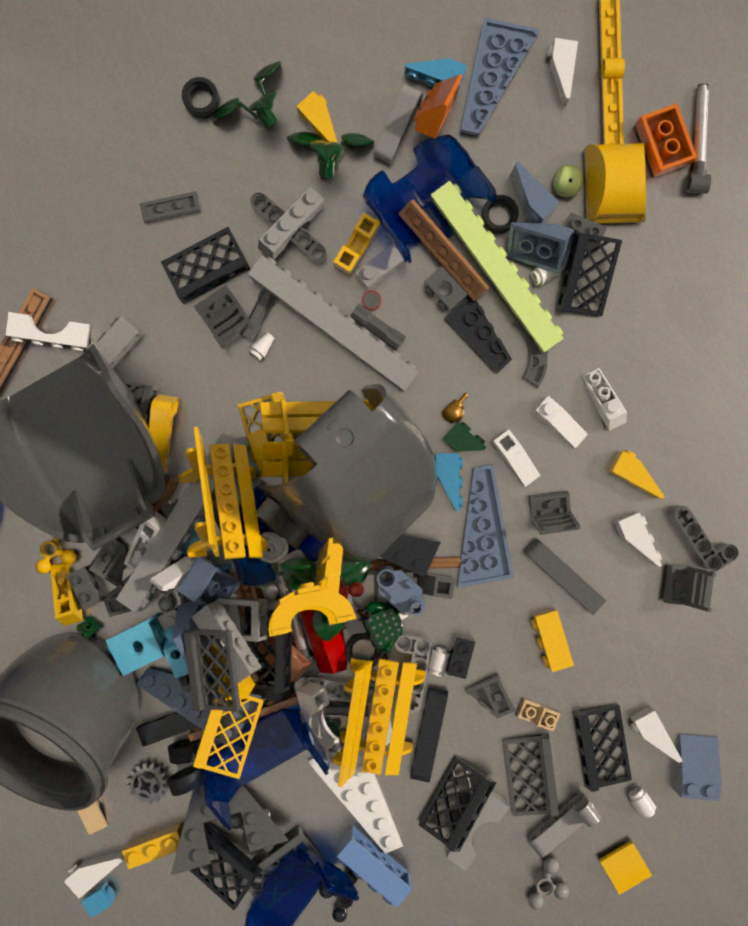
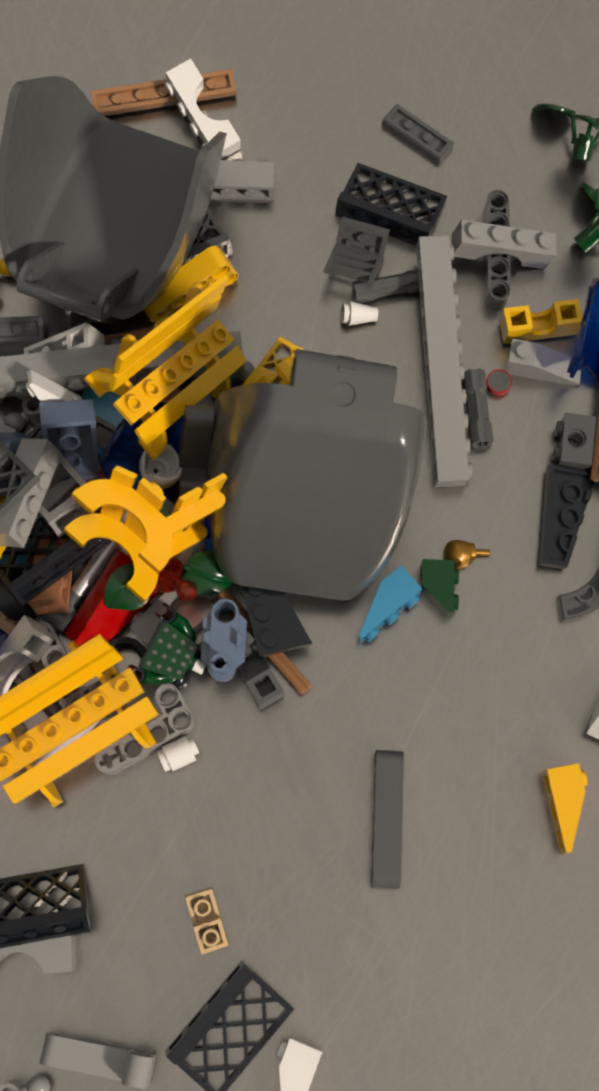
camera: 50 degrees right, 15 degrees down
(196, 83) = (552, 67): black tyre -> none
(429, 734) = (85, 811): black beam -> none
(460, 656) = (203, 772): black brick -> none
(485, 543) = (352, 697): sand blue wing -> none
(493, 696) = (186, 849): dark grey wing -> none
(516, 457) = (470, 654): white slope -> none
(547, 771) = (142, 993): dark grey fence -> none
(552, 640) = (304, 862): yellow brick -> none
(553, 513) = (447, 741): dark grey plate -> none
(560, 421) = (549, 672): white slope -> none
(634, 532) = (500, 859): white slope -> none
(689, 587) = (495, 968): dark grey plate -> none
(699, 535) = (563, 936): dark grey beam -> none

